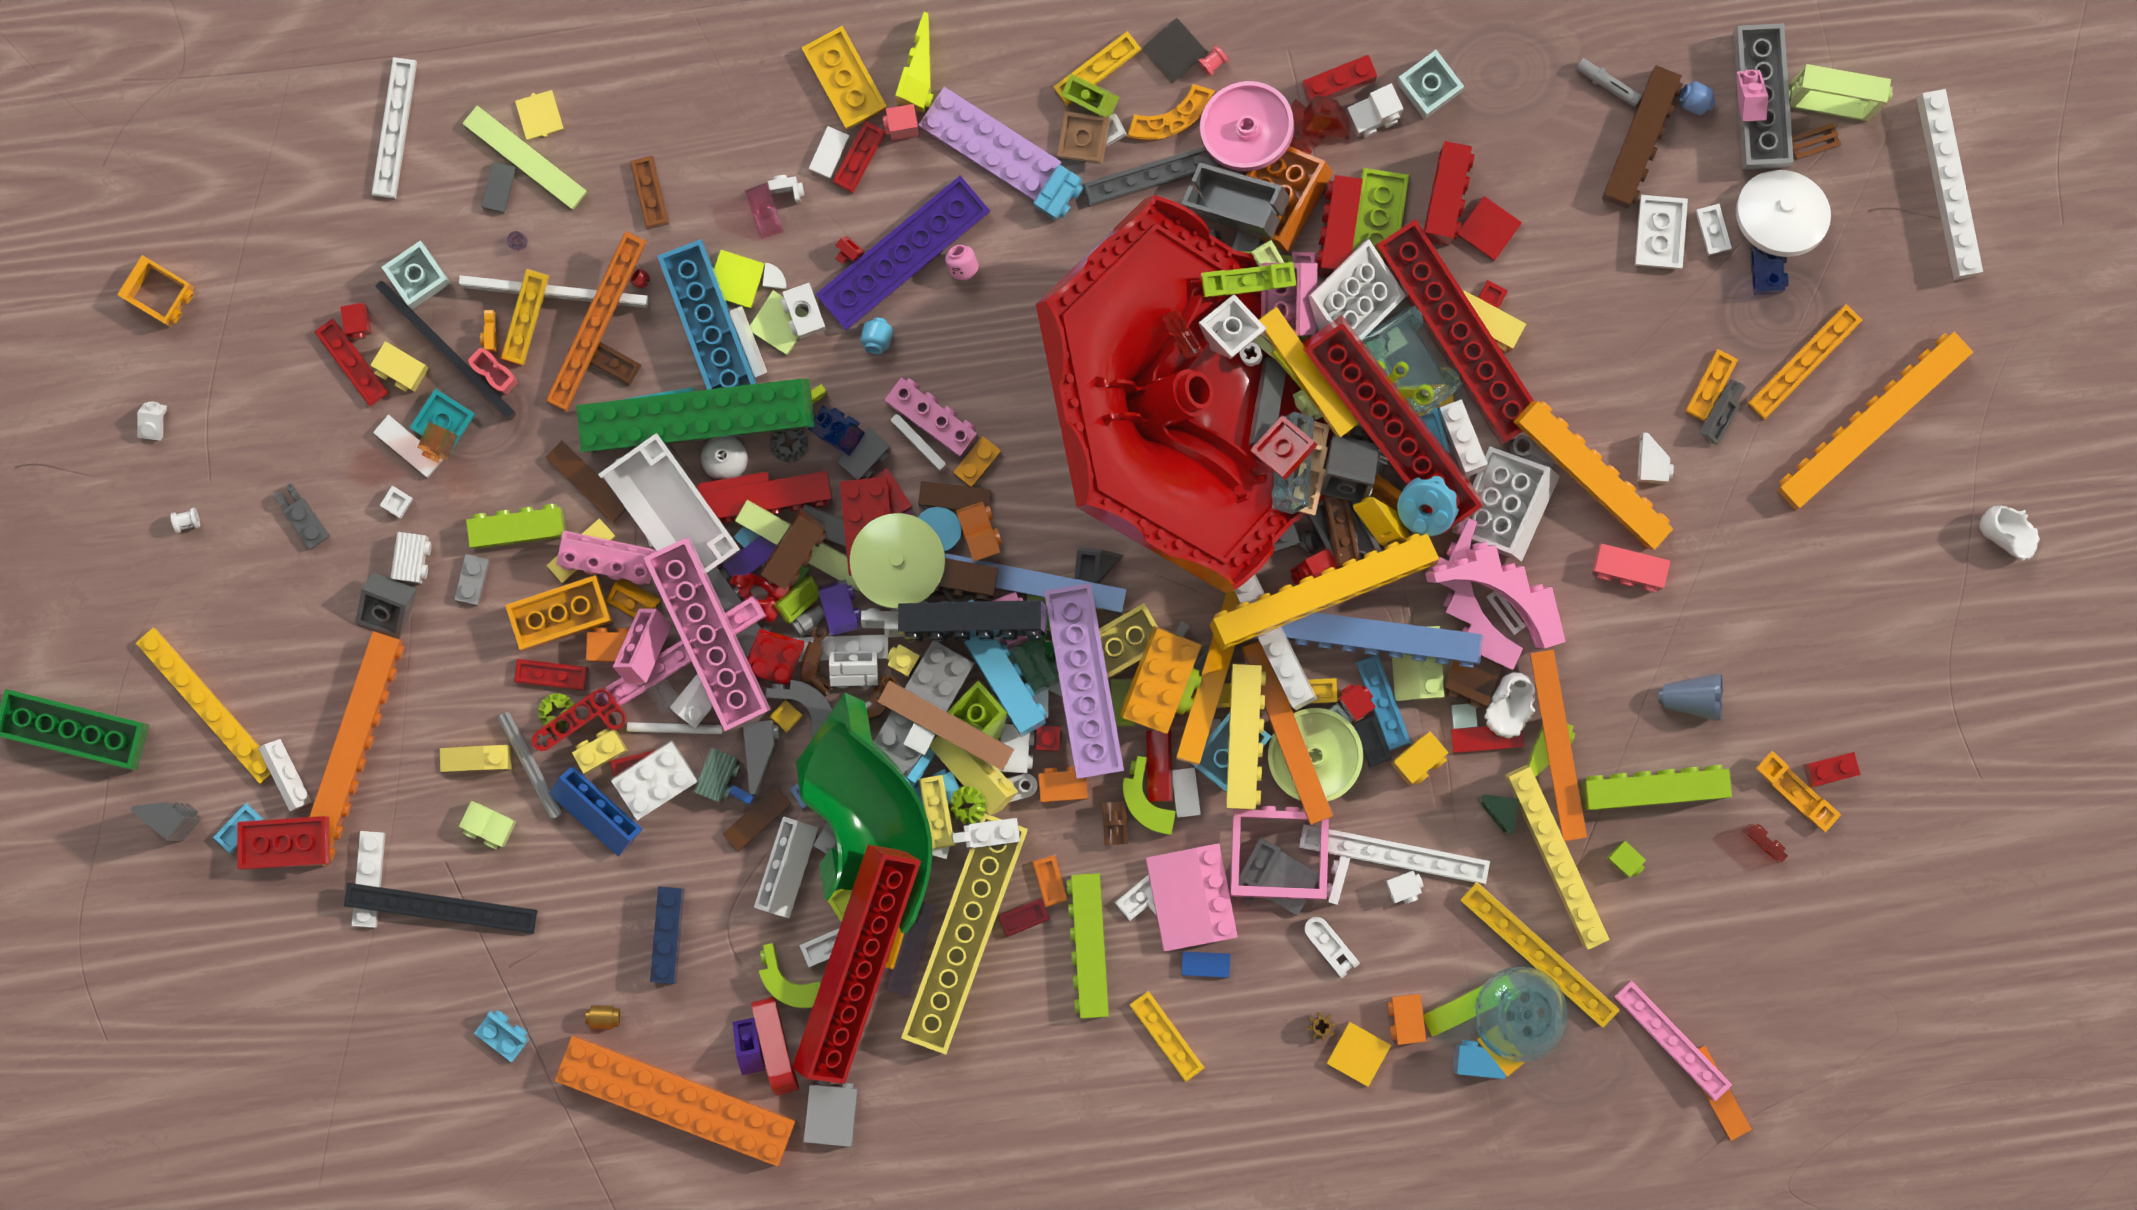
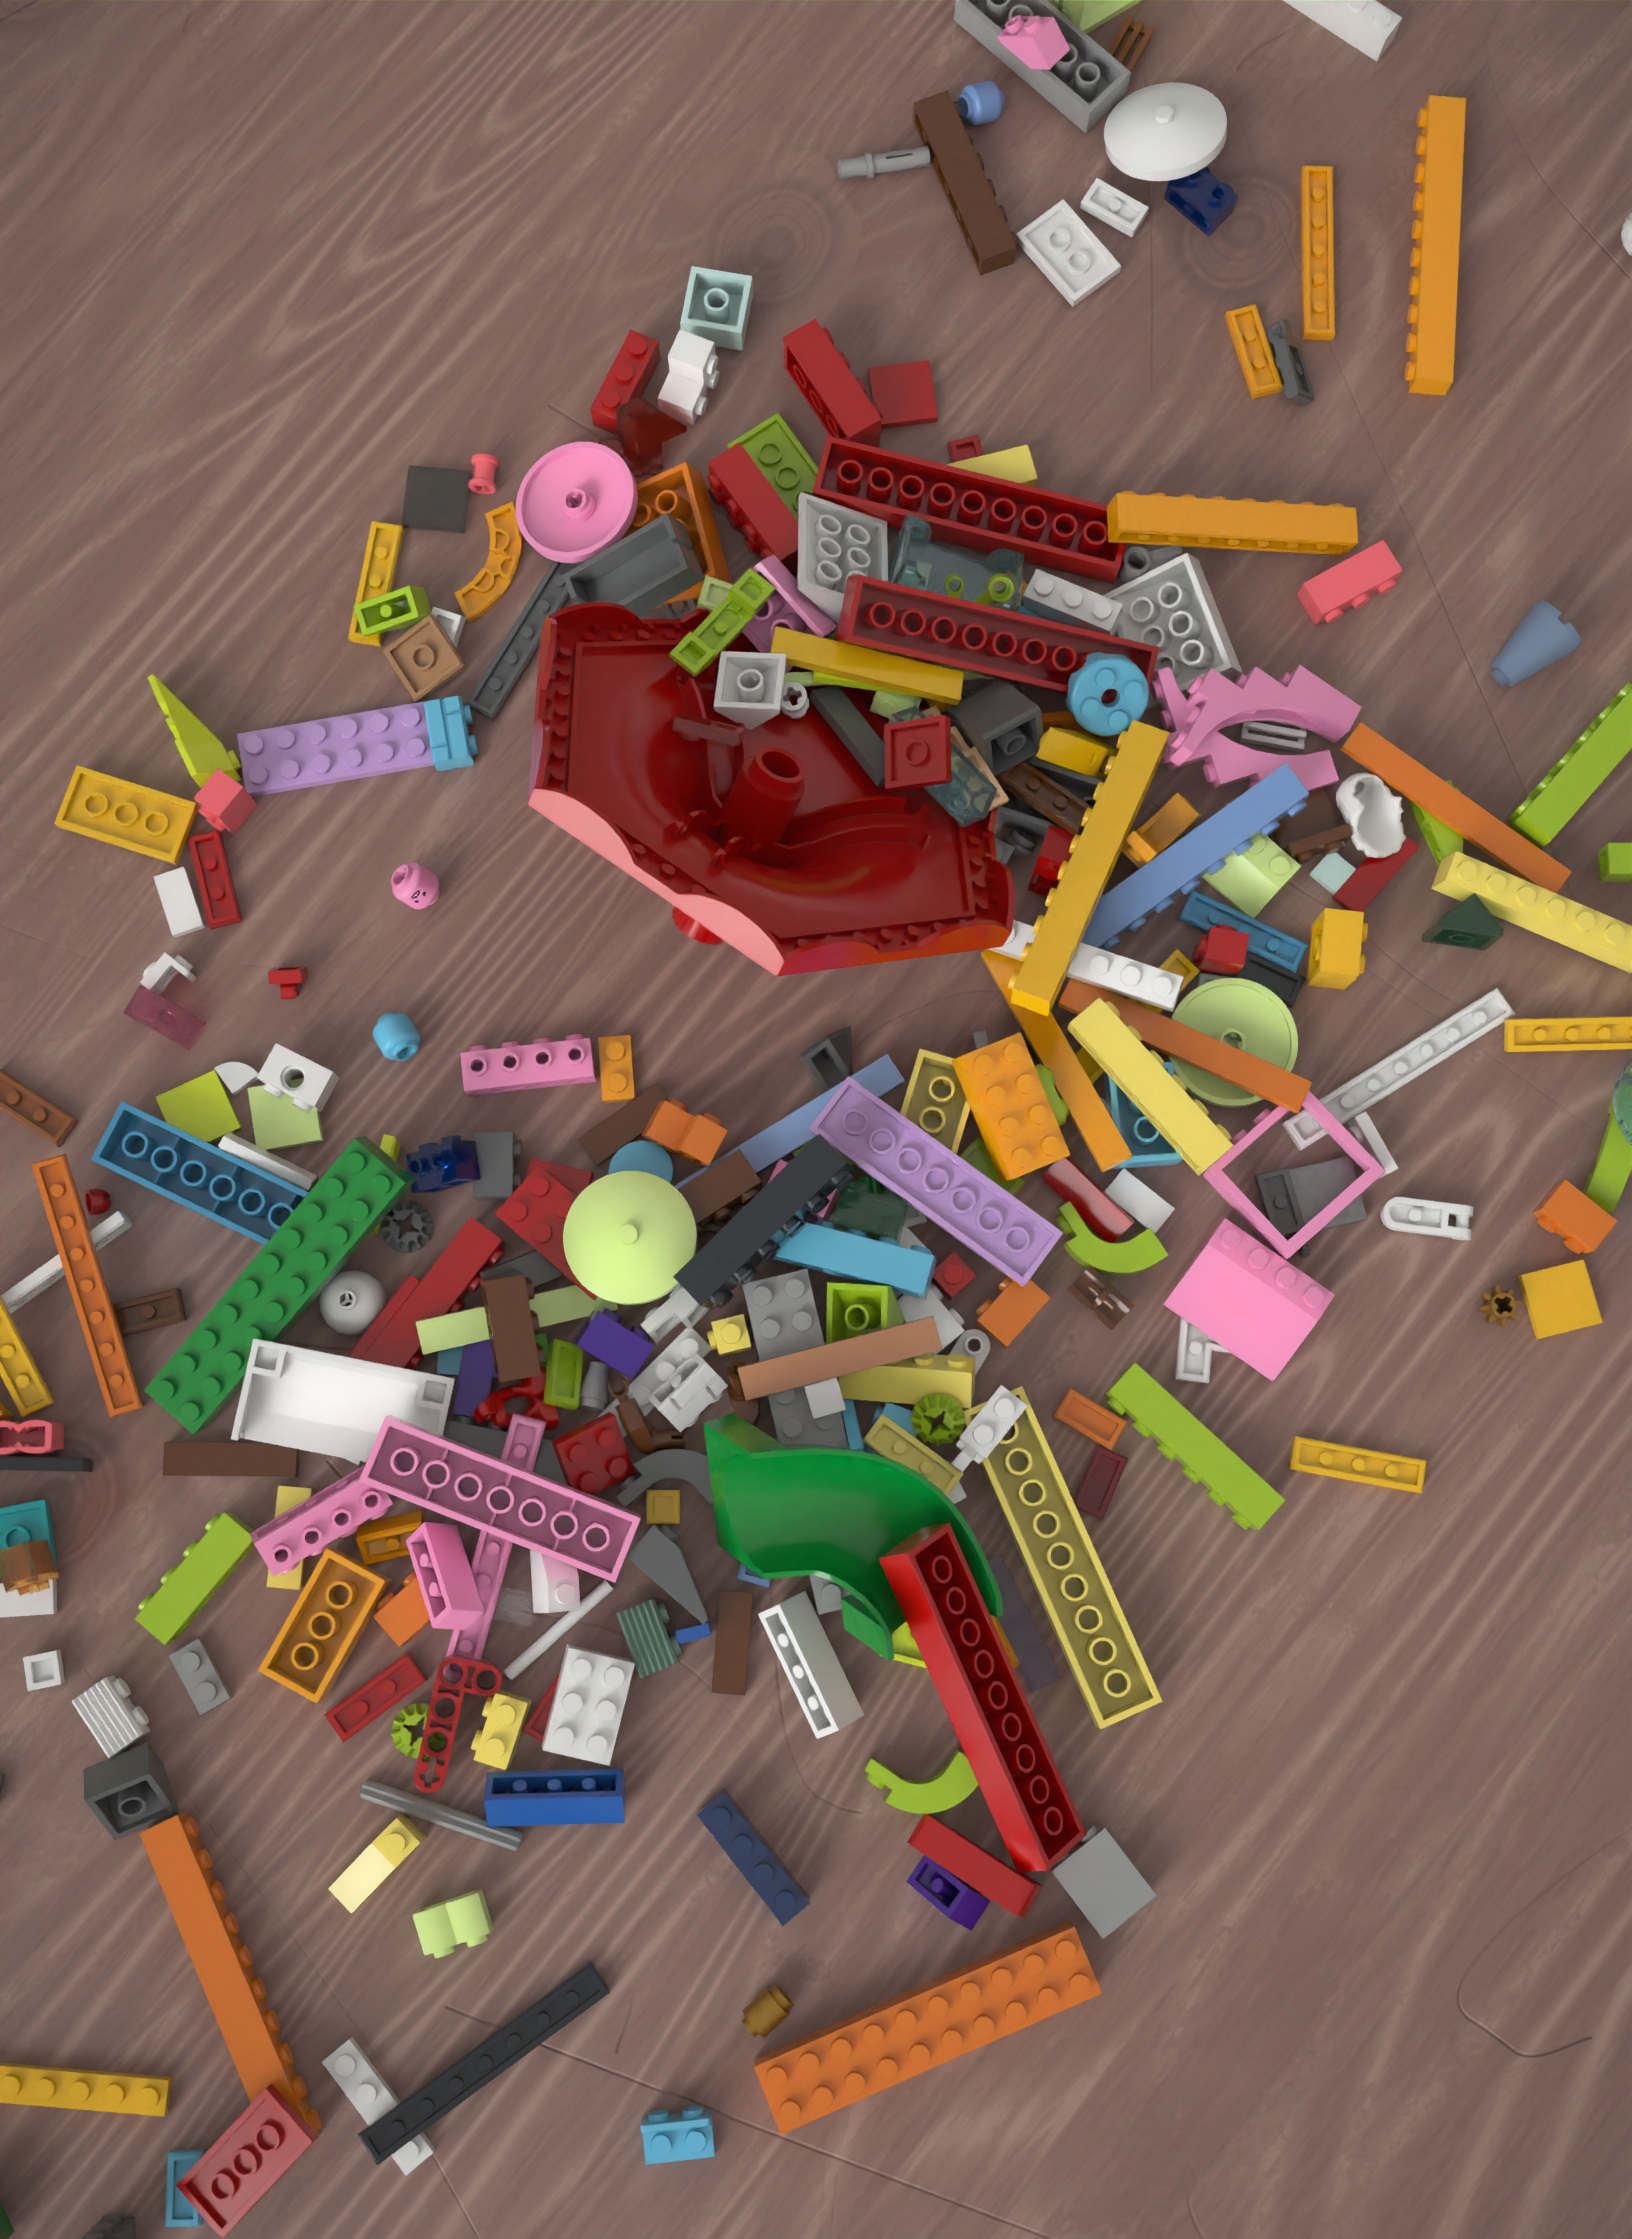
camera: 45 degrees left, 5 degrees down
(285, 775) = (183, 2080): white plate -> none
(819, 948) = (925, 1713): white plate -> none
(903, 253) = (347, 932): dark purple plate -> none
(919, 443) = (539, 1103): white tile -> none
(1205, 964) = (1324, 1354): blue tile -> none
(1389, 606) = (1160, 830): none -> light orange arch
(1405, 887) = (1442, 1090): white brick -> none
(1653, 462) = (1271, 466): white slope -> none

